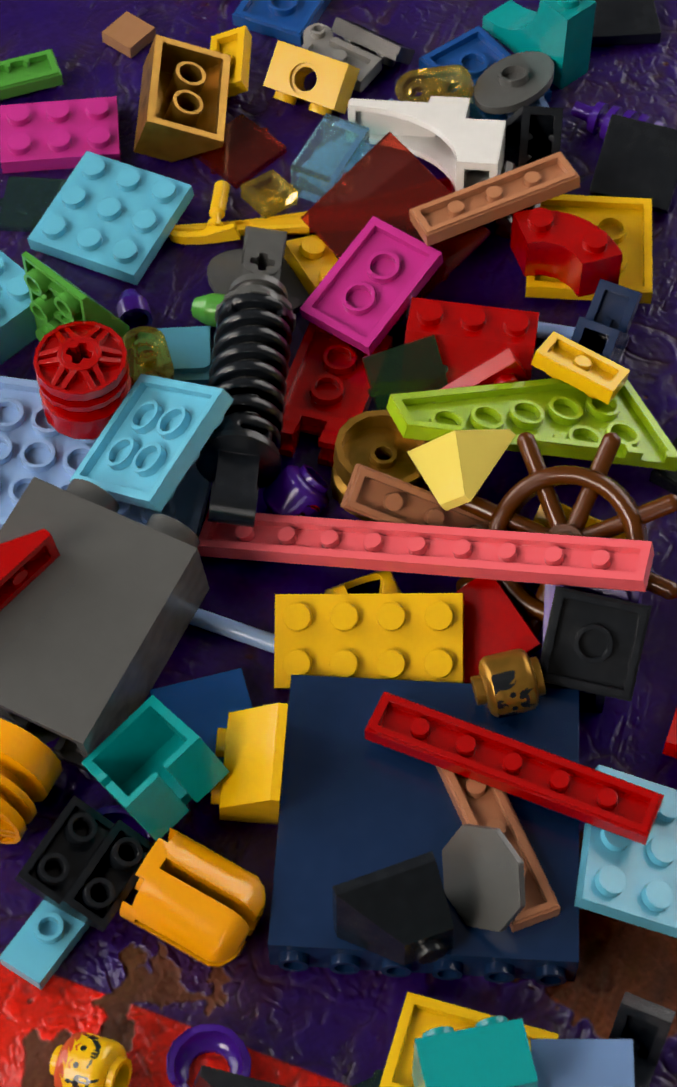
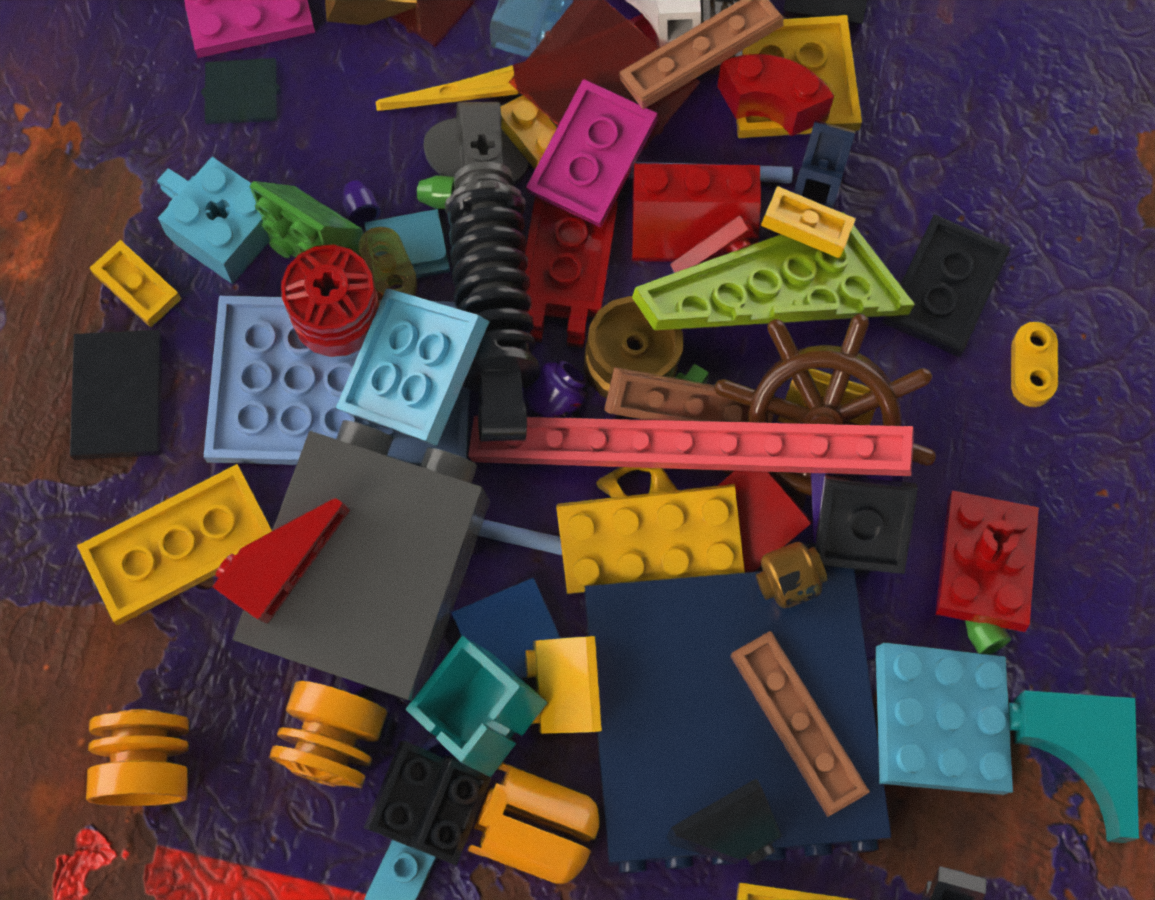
camera: 10 degrees left, 15 degrees up
(111, 217) = (318, 99): medium azure plate -> none
(214, 230) = (424, 105): yellow piece -> none
(269, 194) = (470, 53): clear yellow plate -> none
(405, 369) = (640, 250): piece -> none
(460, 463) = (714, 355): light yellow slope -> none
(483, 877) = (799, 779): dark grey piece -> none
(514, 767) = (809, 661): red tile -> none

